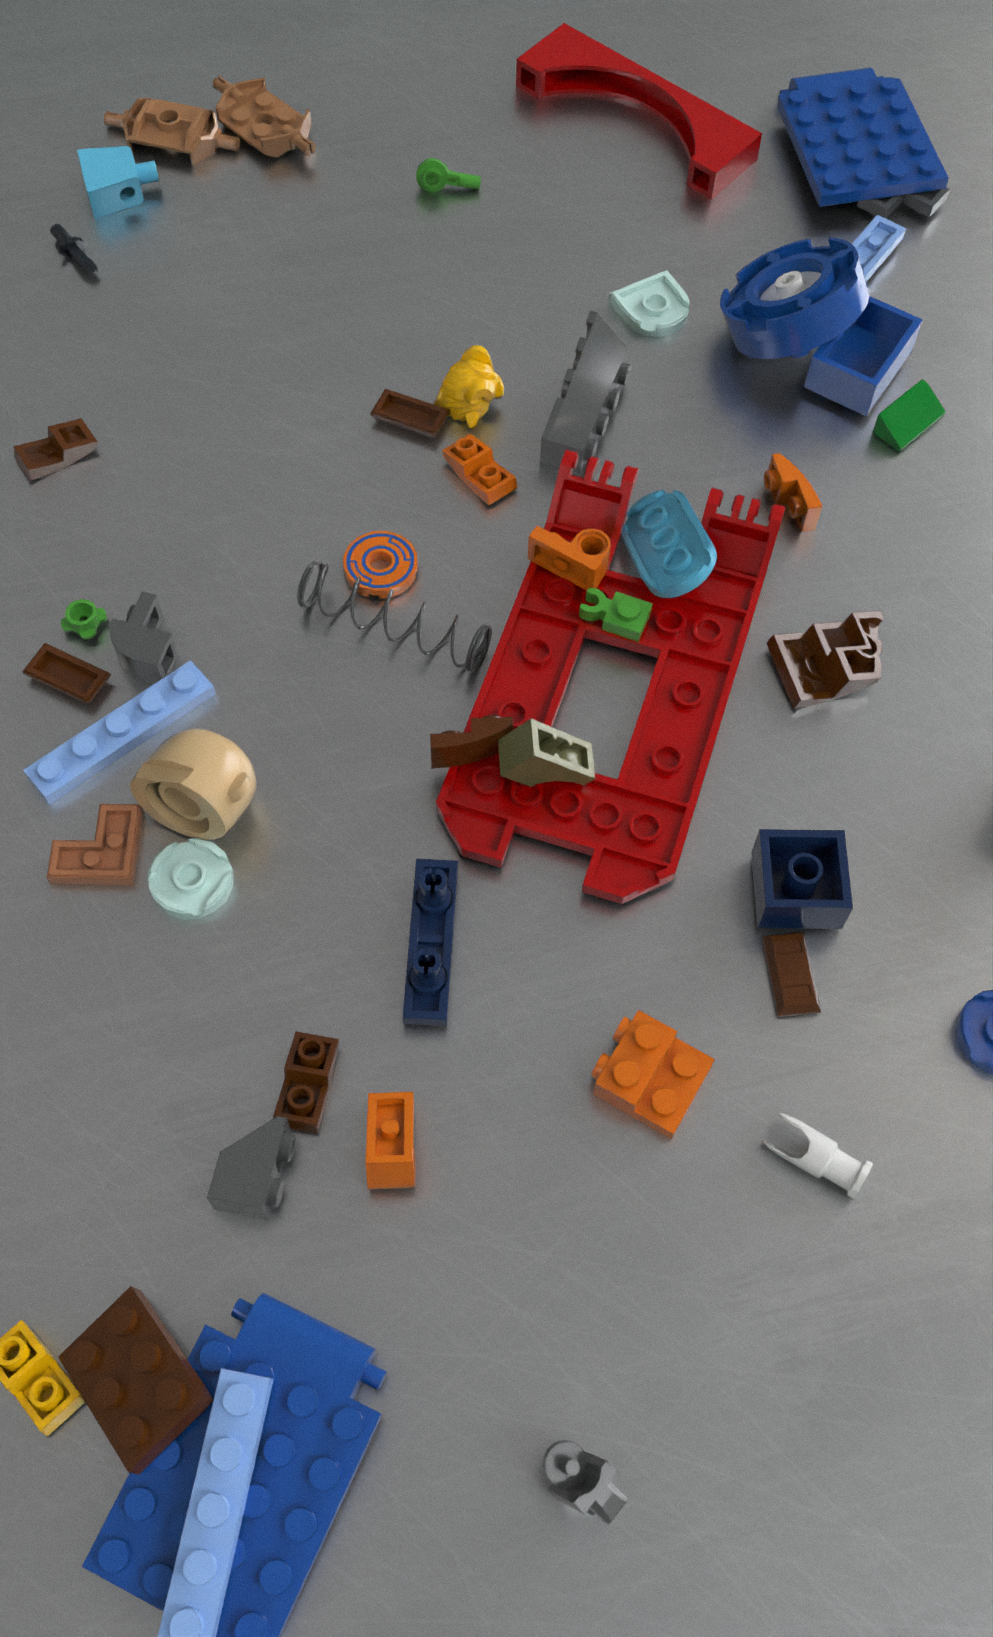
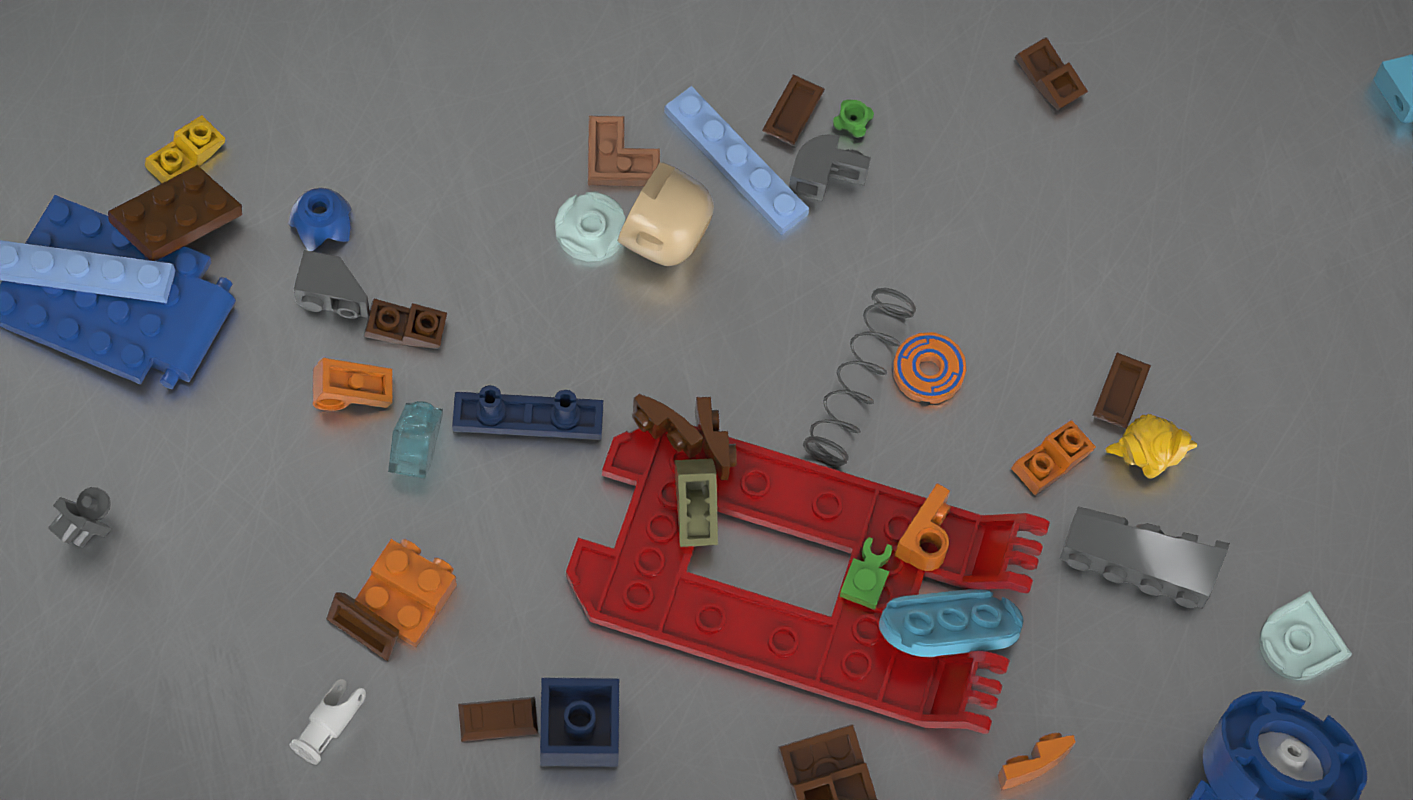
camera: 85 degrees right, 5 degrees up
(72, 247) = (1321, 59): black piece -> none
(151, 1207) = (315, 227): none -> blue piece
(448, 794) = (659, 419): none -> reddish brown slope
(463, 1062) = (415, 439): none -> clear light blue slope
(698, 1117) = (363, 625): none -> reddish brown tile

